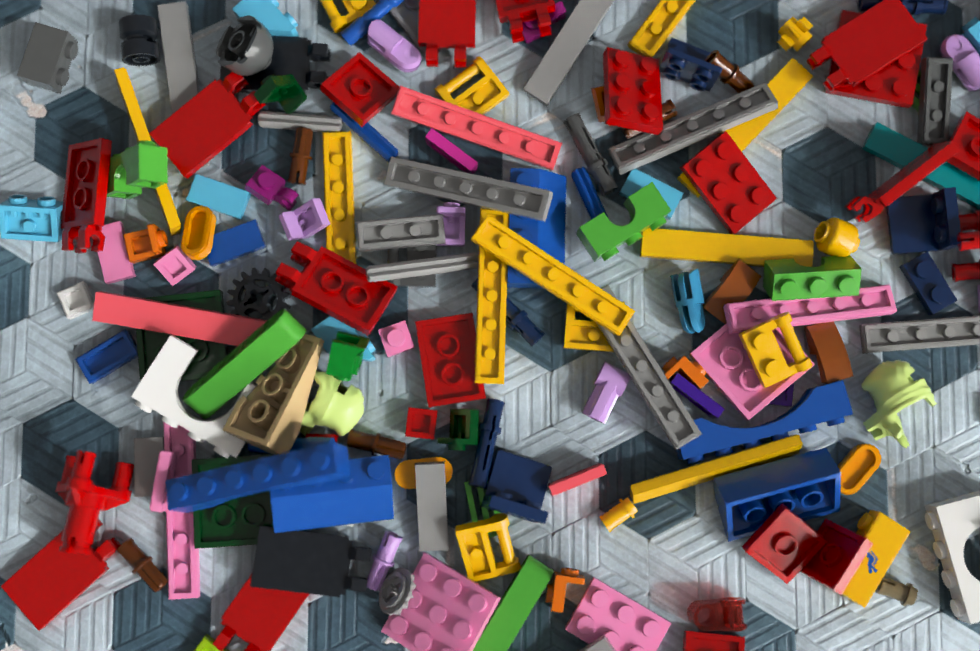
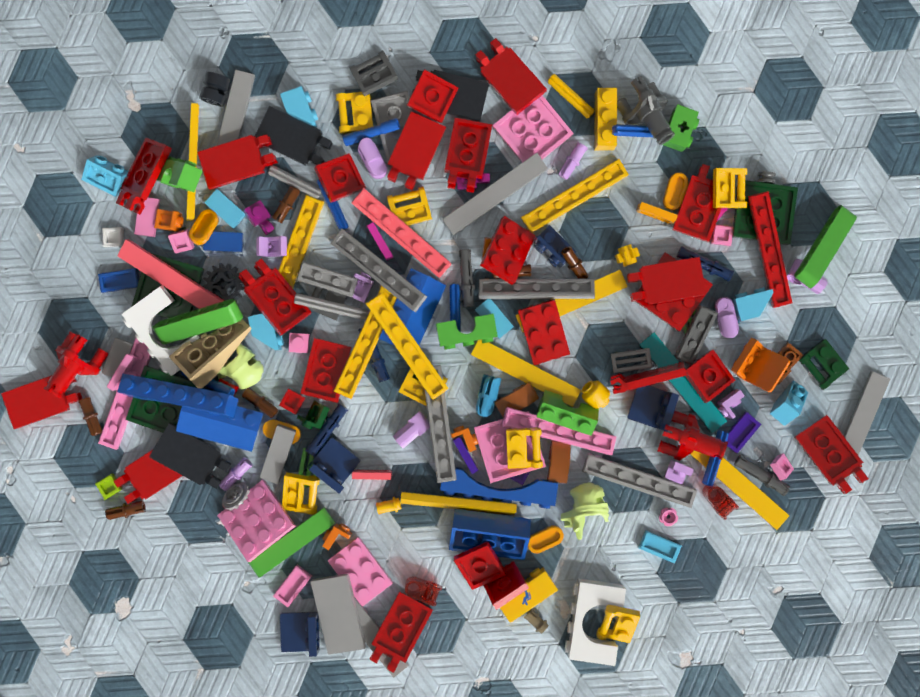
camera: 20 degrees right, 5 degrees up
(48, 58) = (153, 77): dark grey brick -> none
(246, 47) = (277, 123): dark grey cylinder -> none
(282, 89) = (291, 158): dark green bracket -> none
(346, 355) = (261, 343): green window -> none
(841, 185) = (636, 359): none -> light grey tile
(928, 283) = (641, 445): dark blue plate -> none

